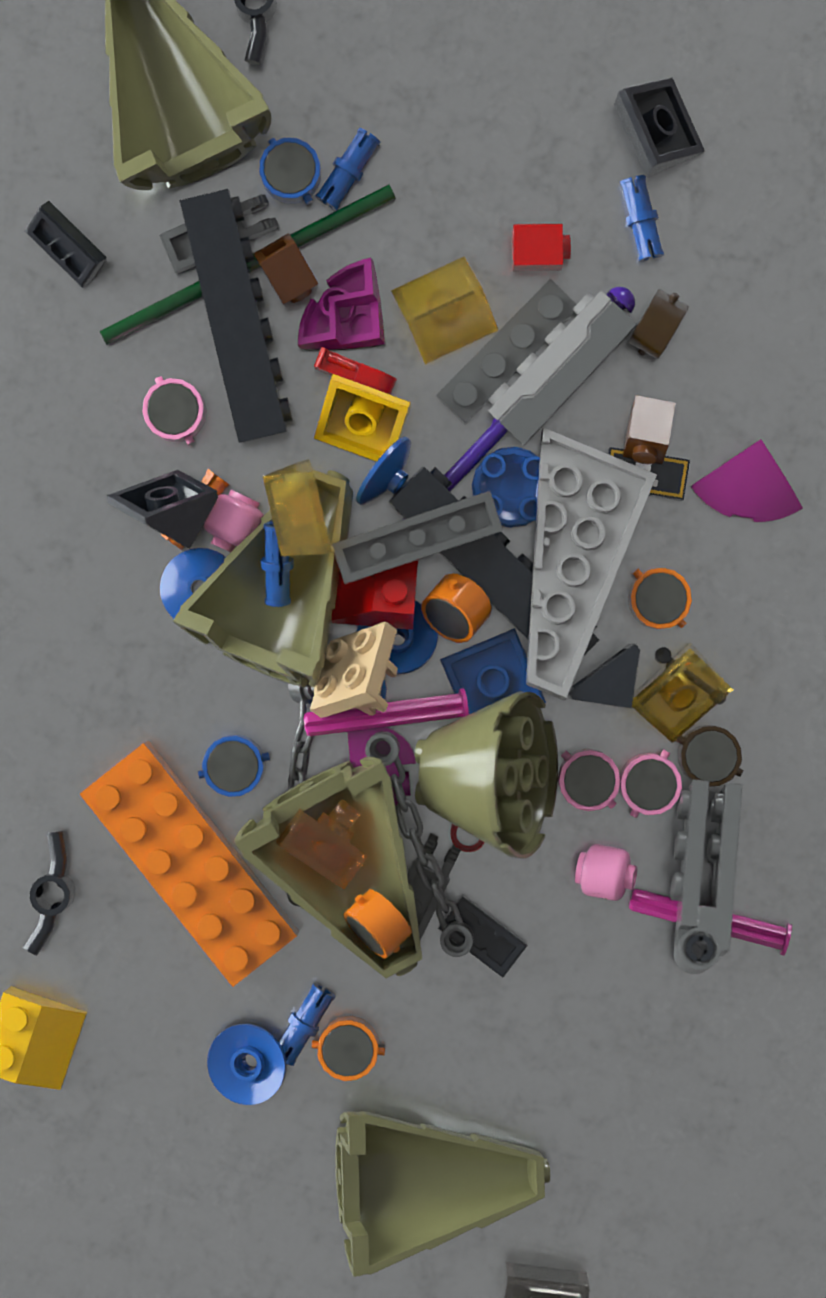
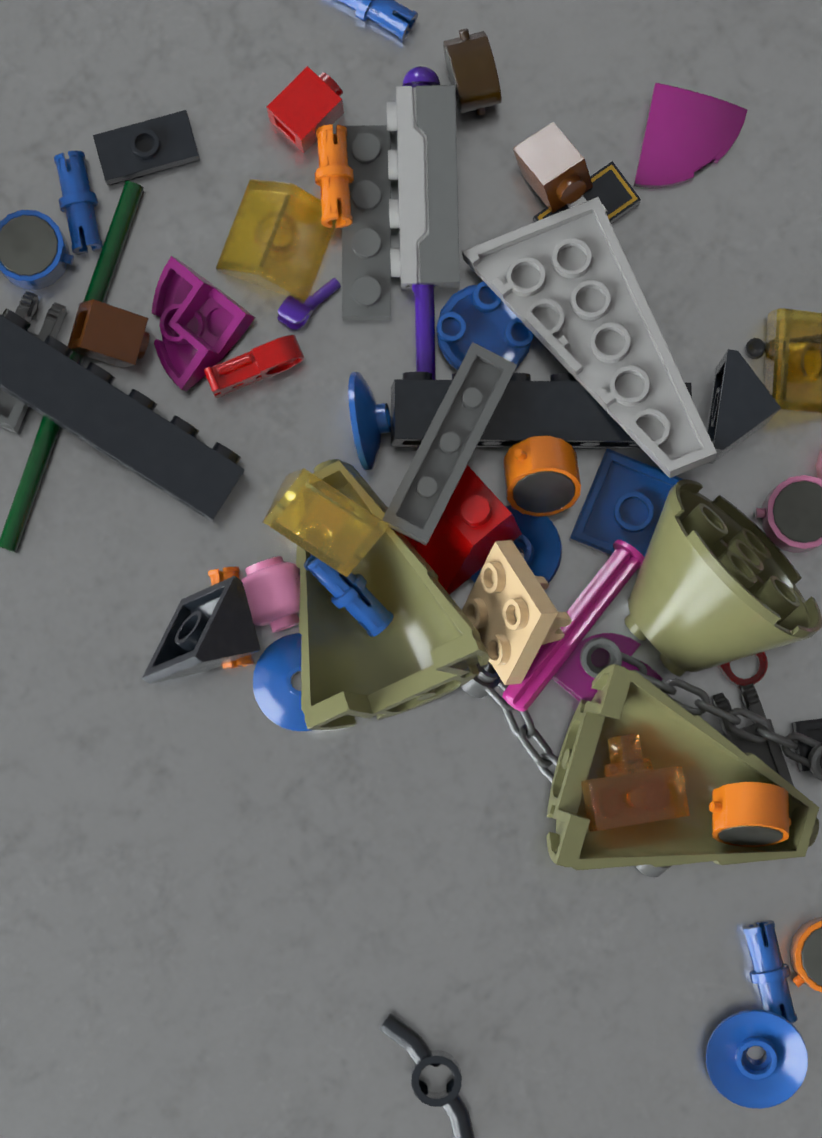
camera: 40 degrees left, 5 degrees down
(174, 410) = (129, 549): pearl dark grey piece -> none
(190, 863) = (532, 930): orange brick -> none
(233, 765) = (484, 806): pearl dark grey piece -> none
(361, 418) = (298, 397): yellow slope -> none
(411, 366) = (296, 314): none -> dark purple hand
(421, 175) = (146, 147): none -> black plate
(513, 306) = (334, 176): none -> orange pin
(659, 598) = (704, 301): pearl dark grey piece -> none

